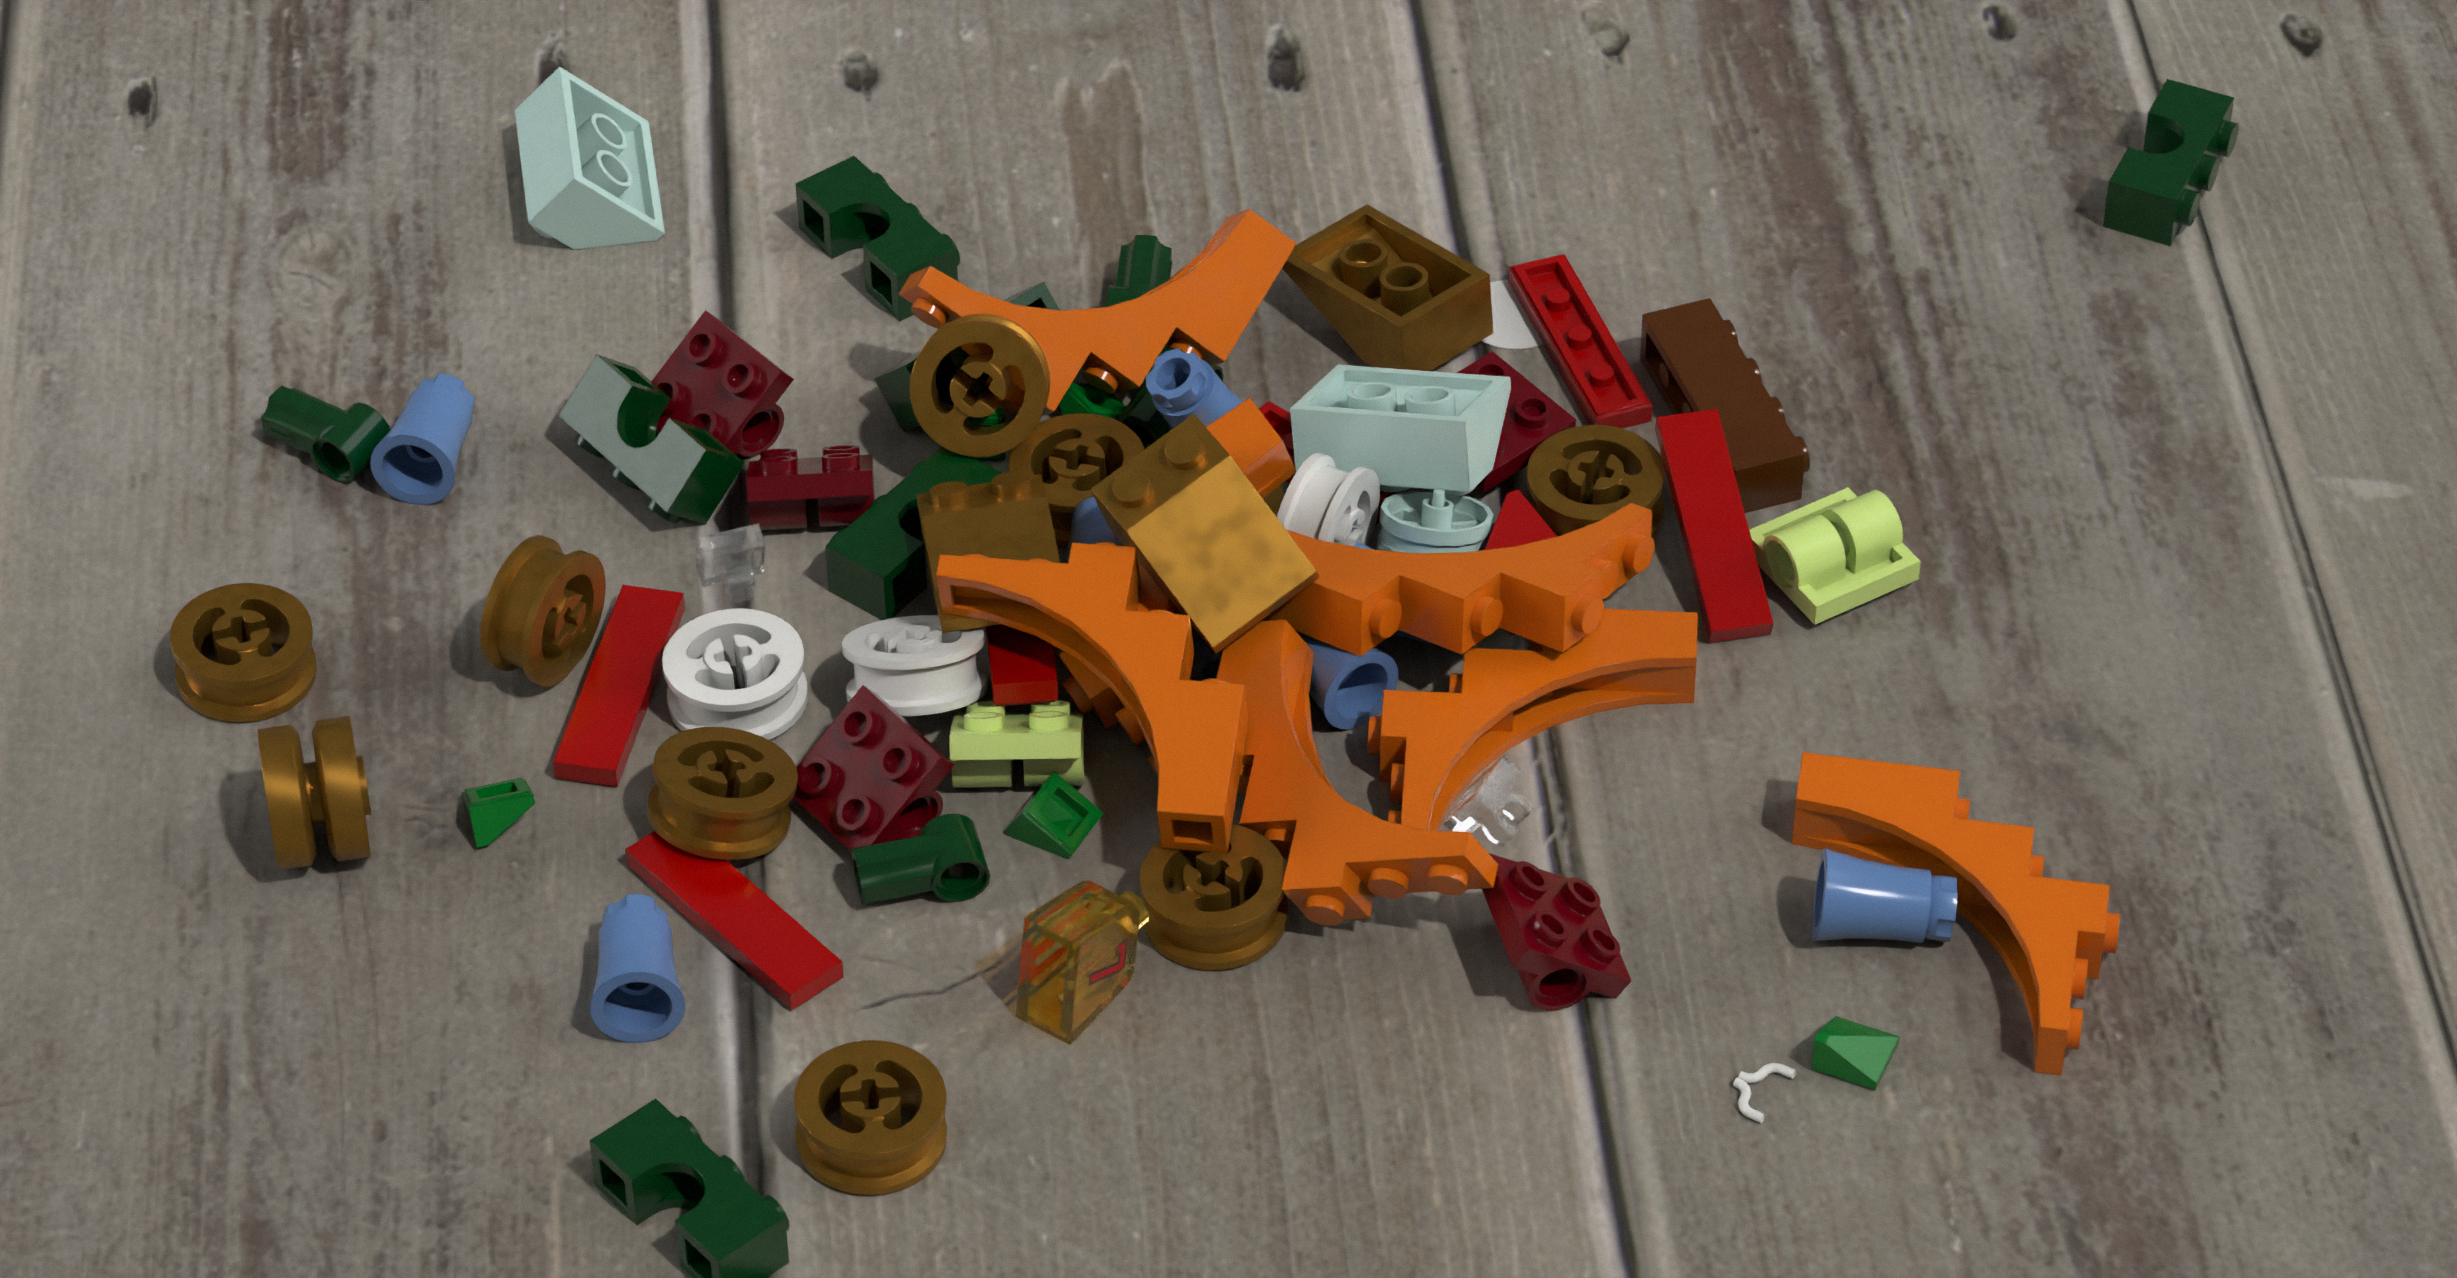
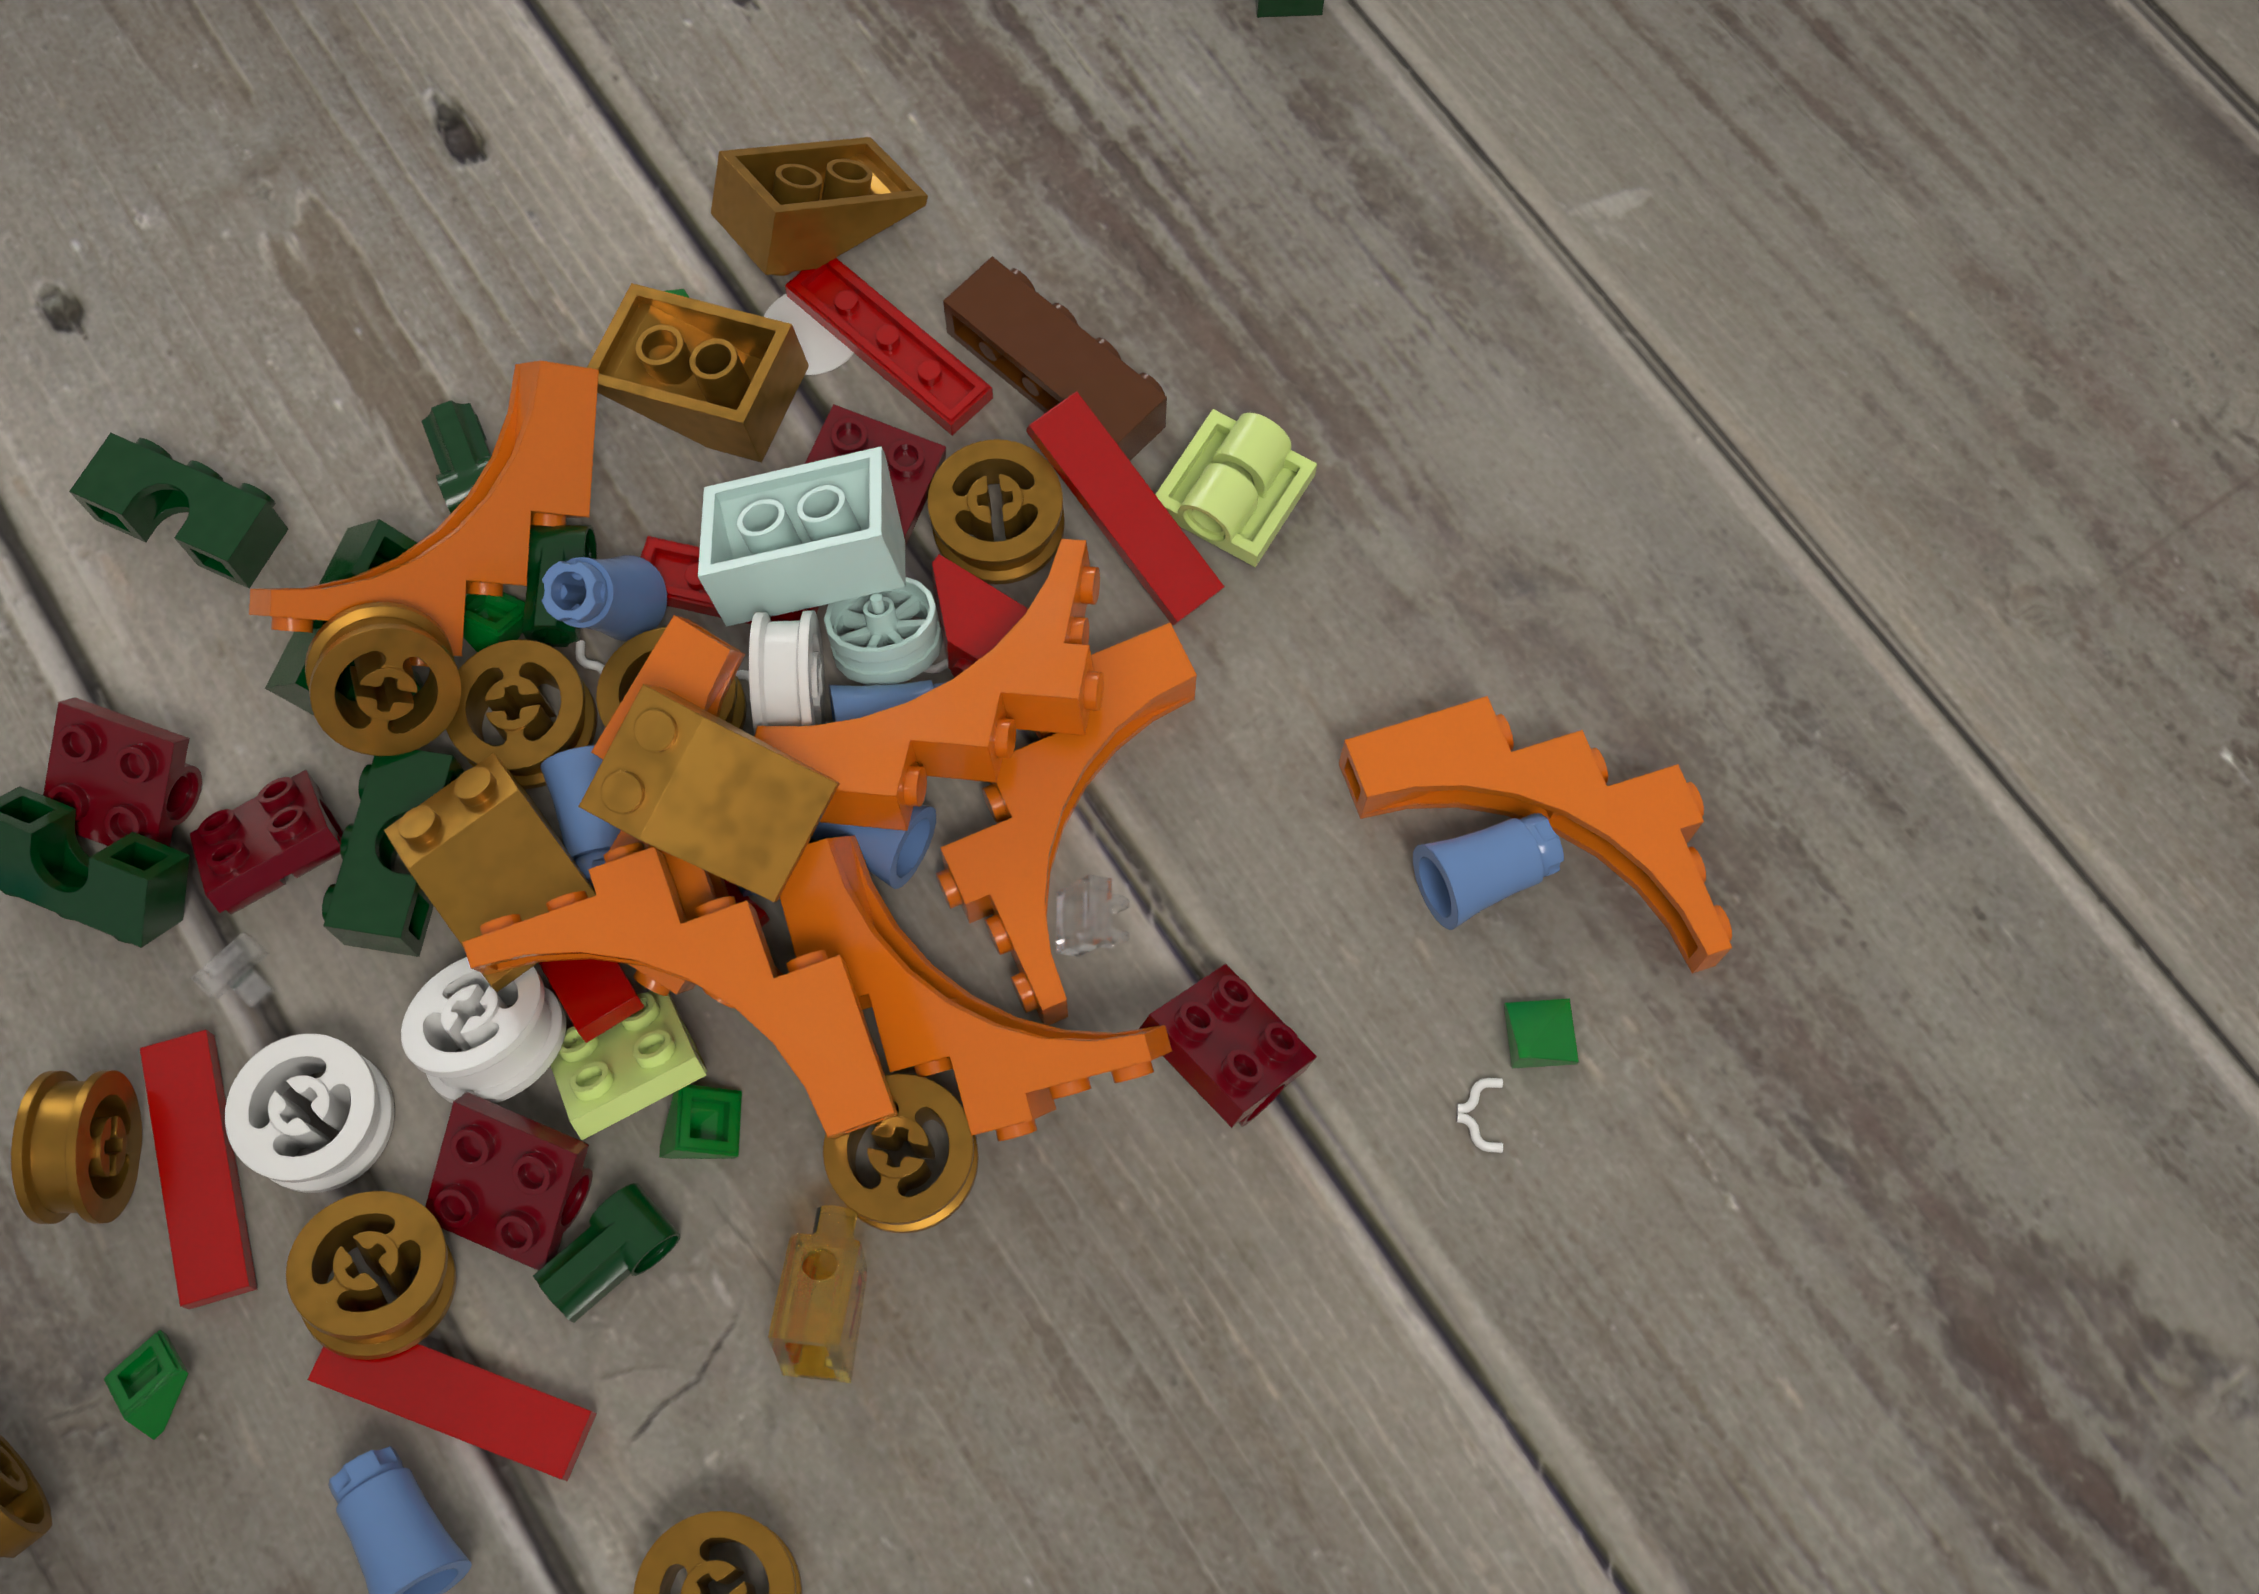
camera: 30 degrees left, 25 degrees up
(1569, 208) = (809, 200): none -> pearl gold slope

